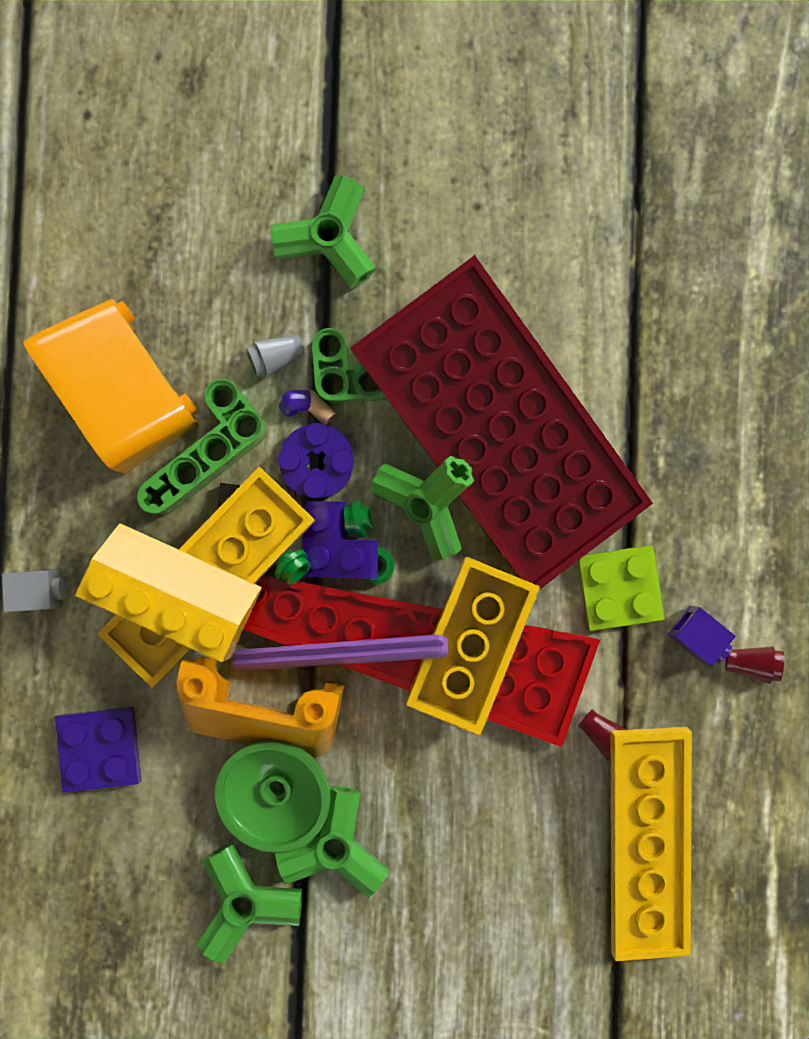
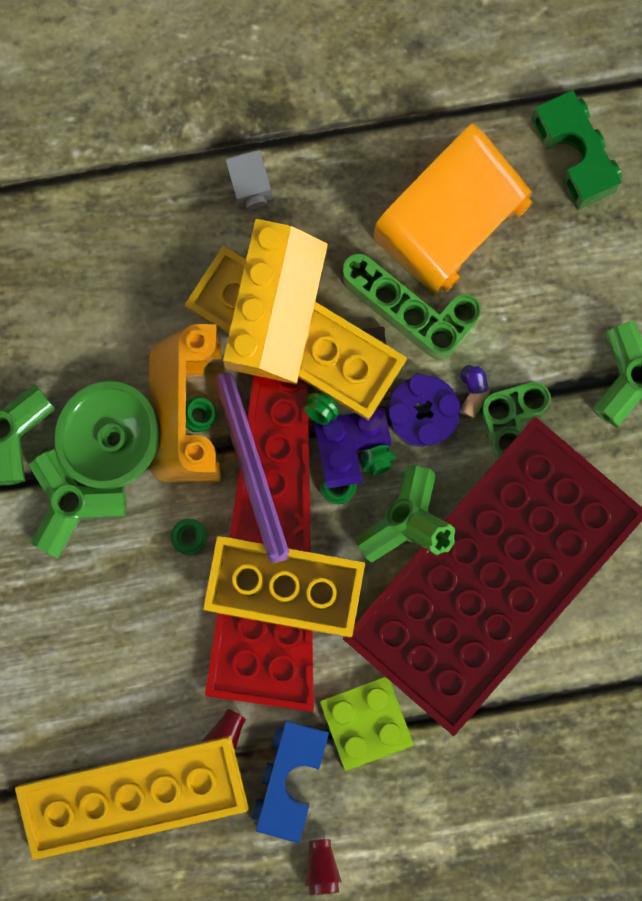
camera: 75 degrees right, 5 degrees down
(45, 245) = (567, 122): none -> green arch
(98, 749) = (116, 269): dark purple plate -> none
(270, 683) = (208, 412): none -> green plate
(272, 354) = (515, 350): light grey cone -> none
(389, 740) = (188, 525): none -> green plate
(693, 692) = (279, 812): none -> blue arch
(702, 636) = (336, 811): dark purple brick -> none

